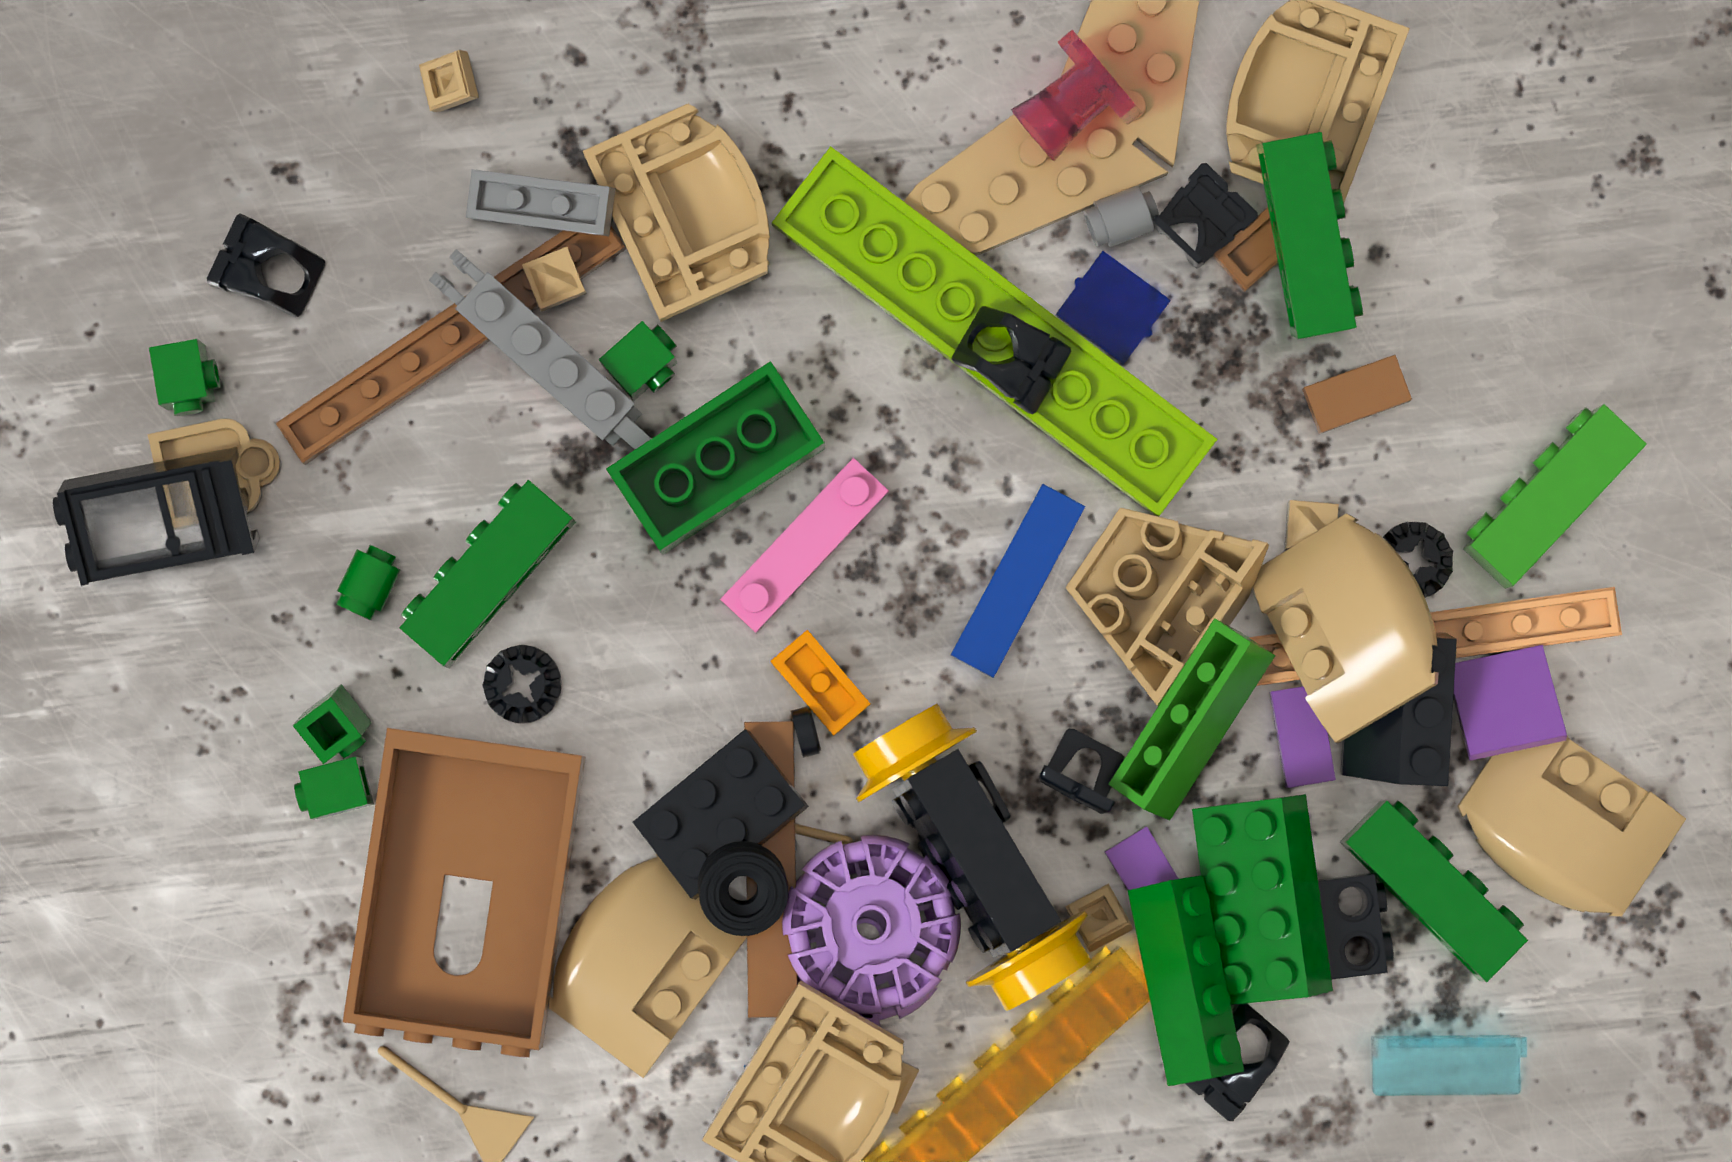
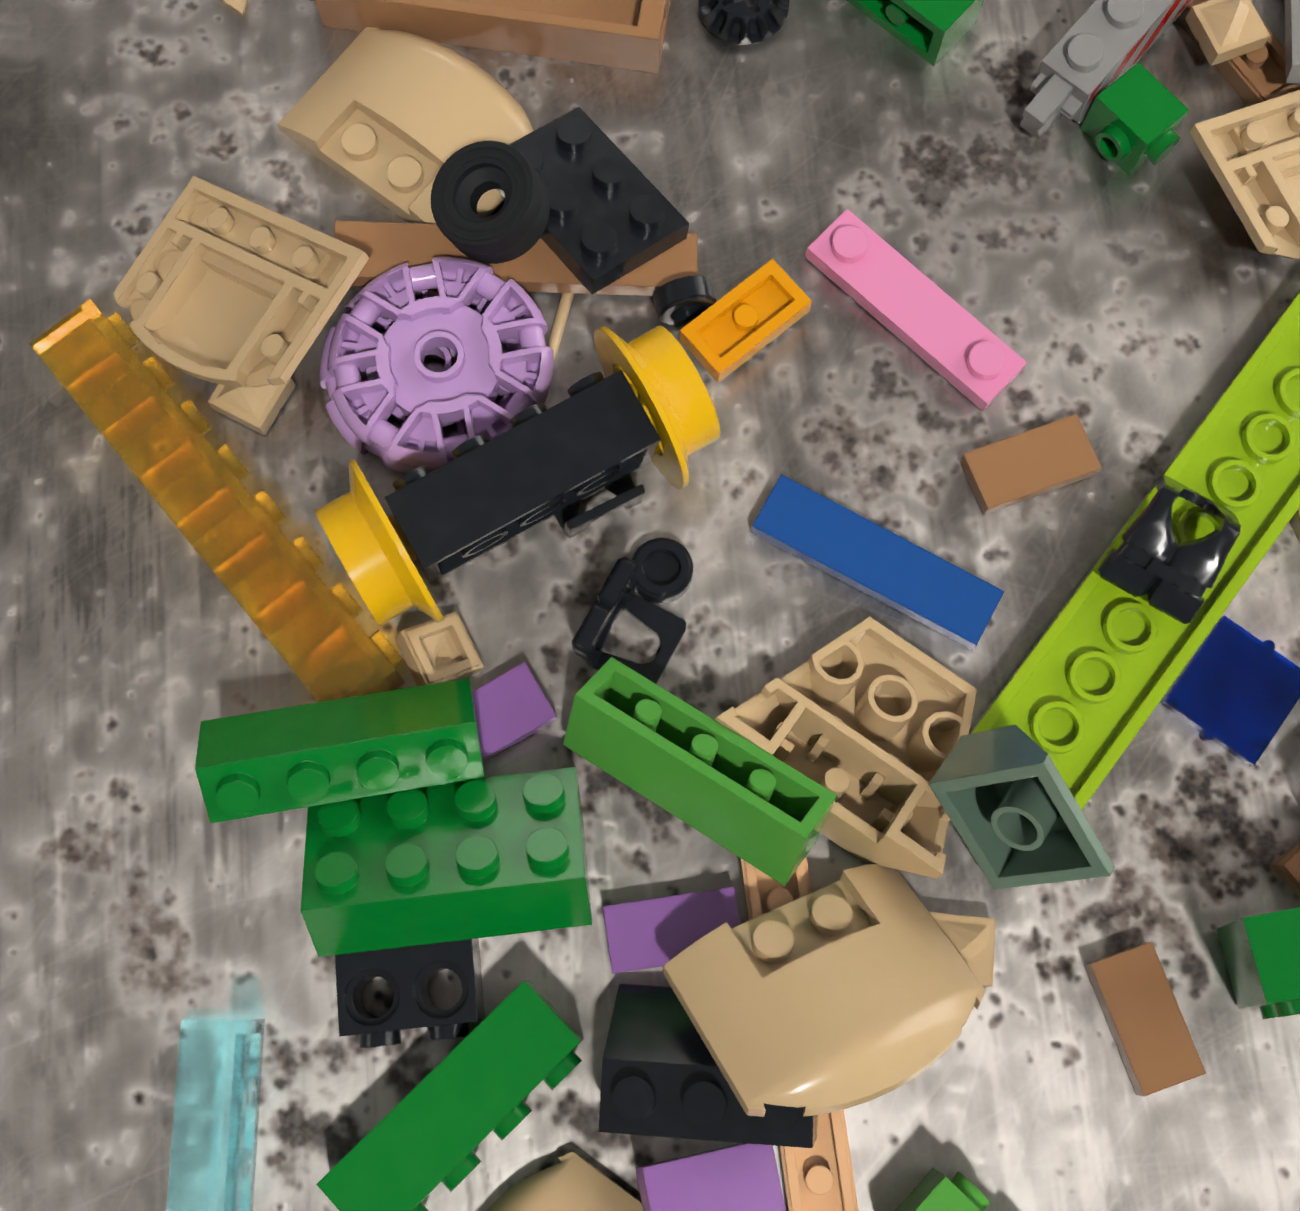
camera: 90 degrees right, 10 degrees down
(716, 458) = (1023, 194): green brick -> none
(936, 457) = (1030, 464): none -> medium nougat tile
(1027, 747) = (663, 570): none -> black tile
(1220, 489) = (1017, 812): none -> sand green slope
(1230, 1092) = (214, 845): black piece -> none
(1434, 549) = (932, 1125): black gear -> none

